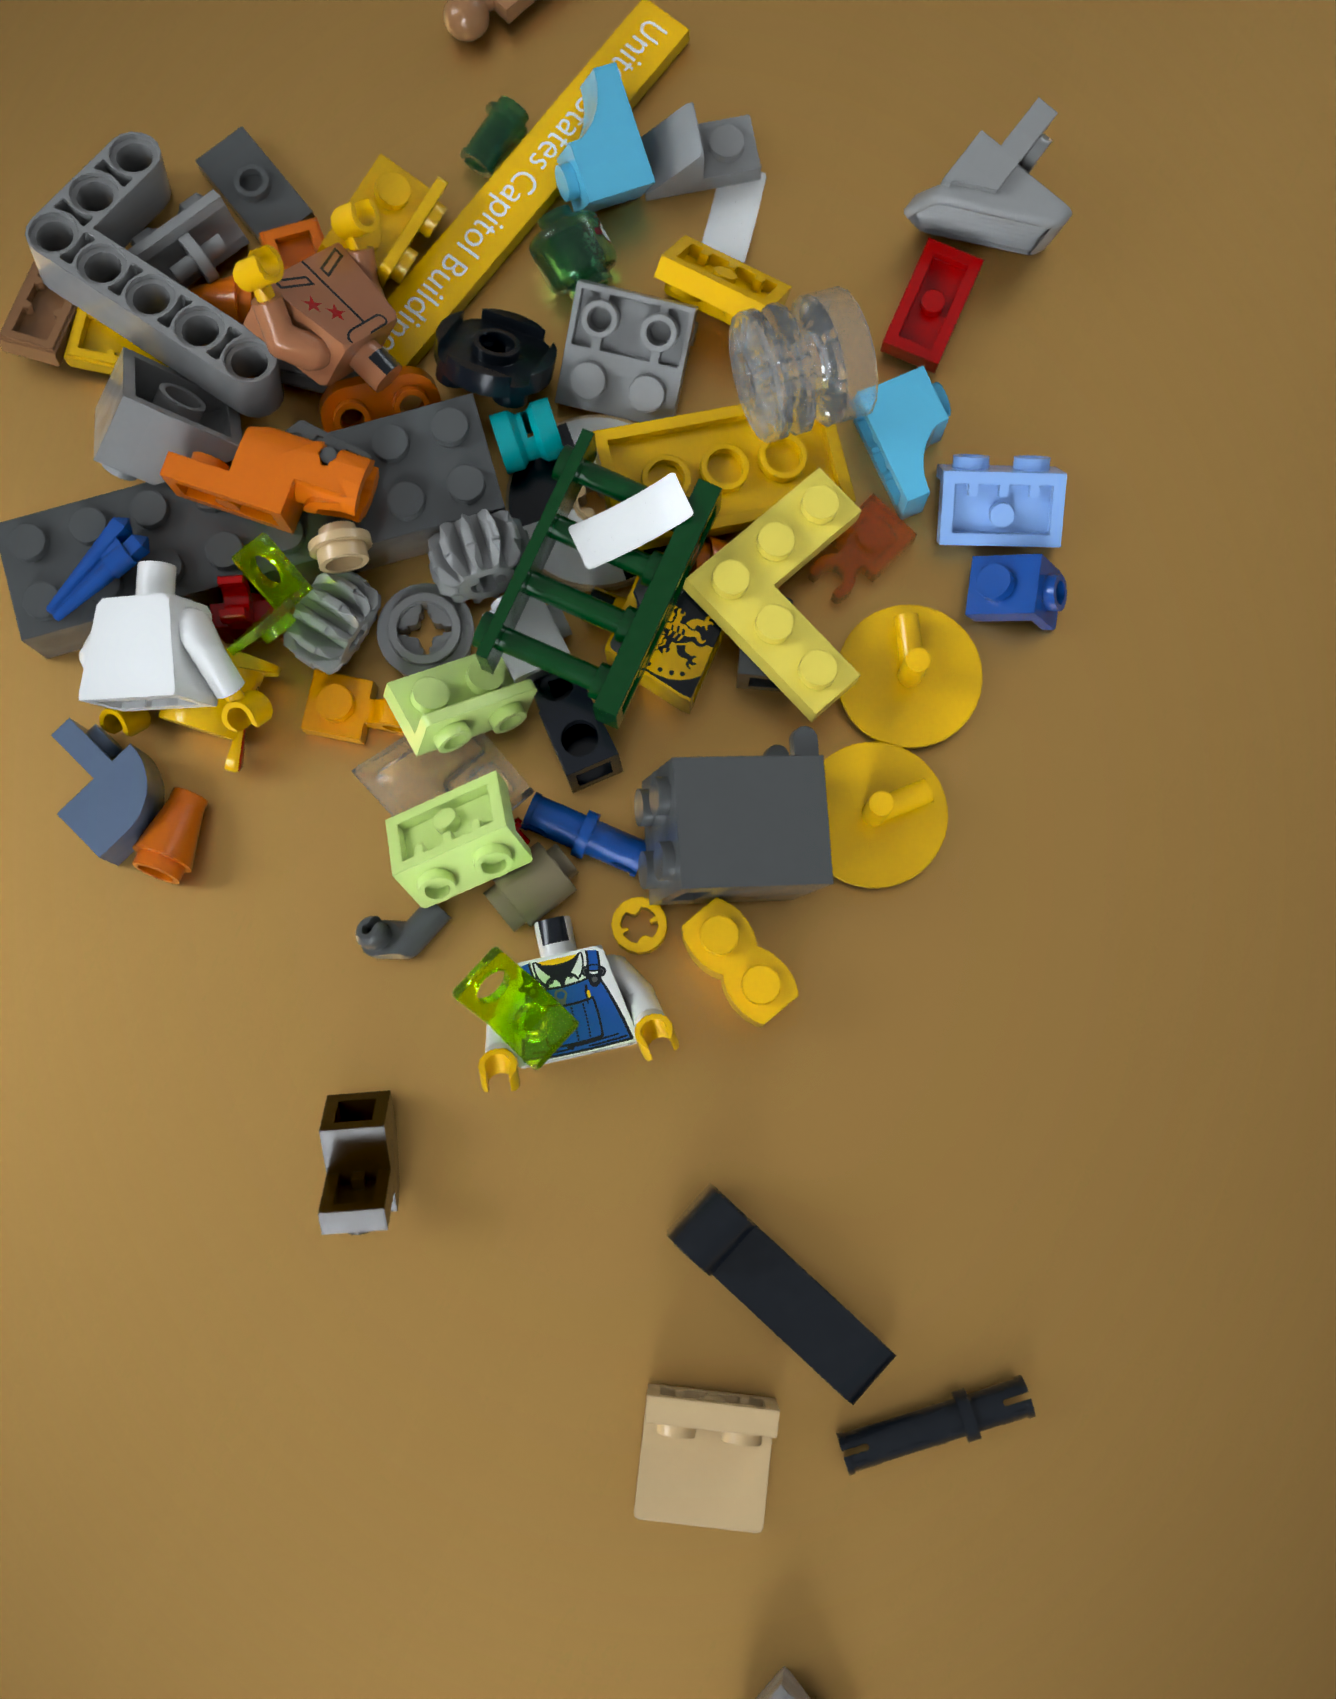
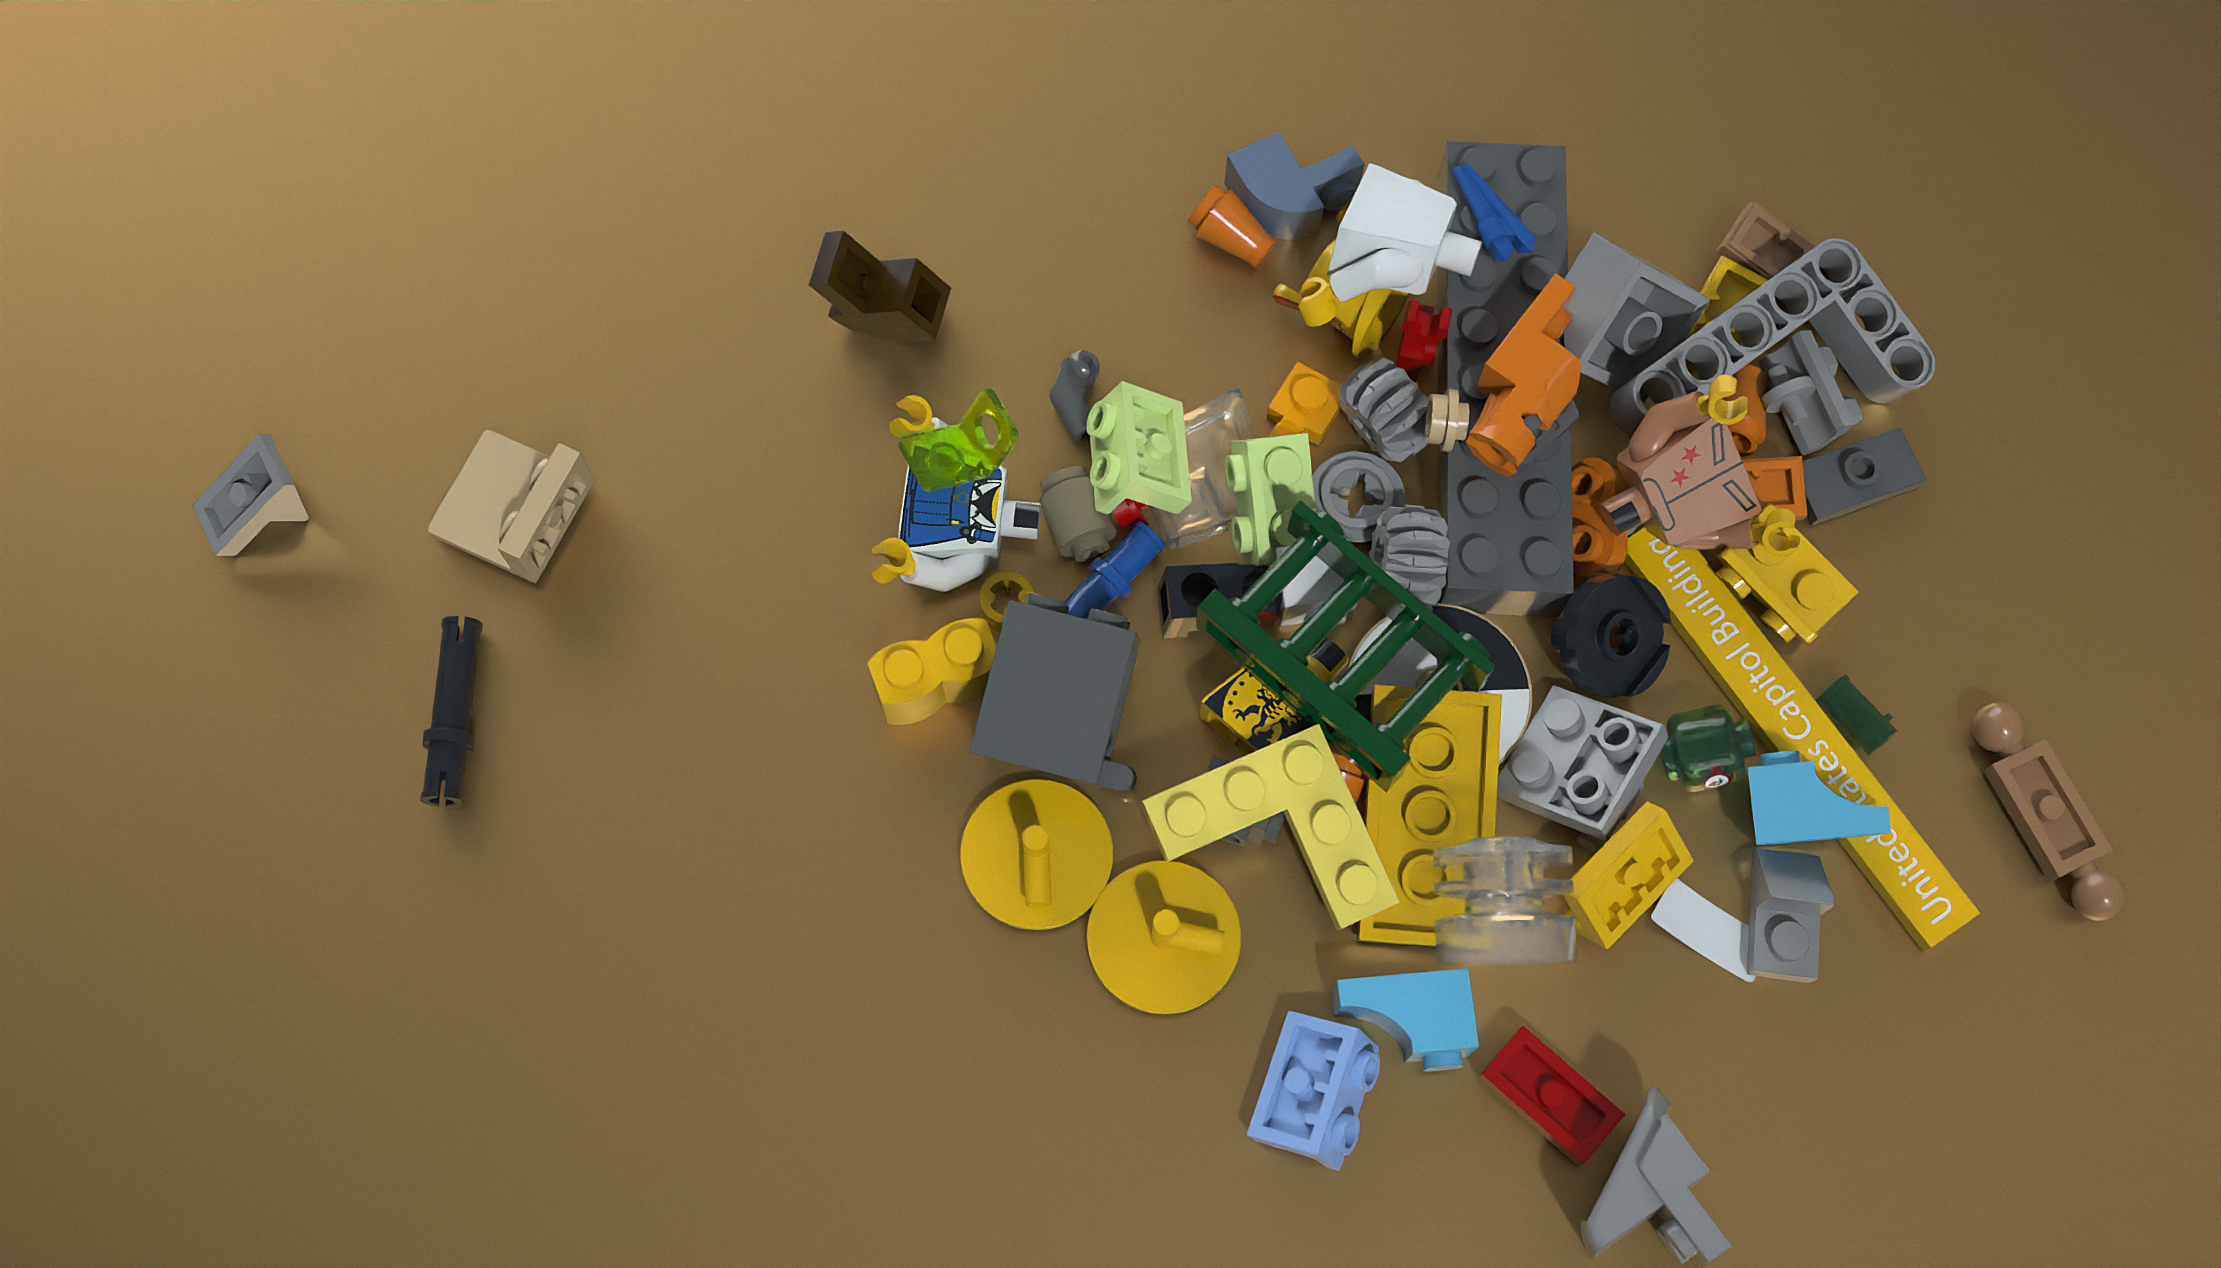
camera: 105 degrees right, 10 degrees down
(280, 596) = (1425, 362): clear neon green bracket -> none
(512, 436) = (1519, 637): teal wheel -> none
(631, 522) = (1386, 682): white sticker -> none
(780, 1293) = (627, 609): black beam -> none
(865, 547) = (1312, 944): clear orange plate -> none
(1016, 589) = (1214, 1074): blue bracket -> none

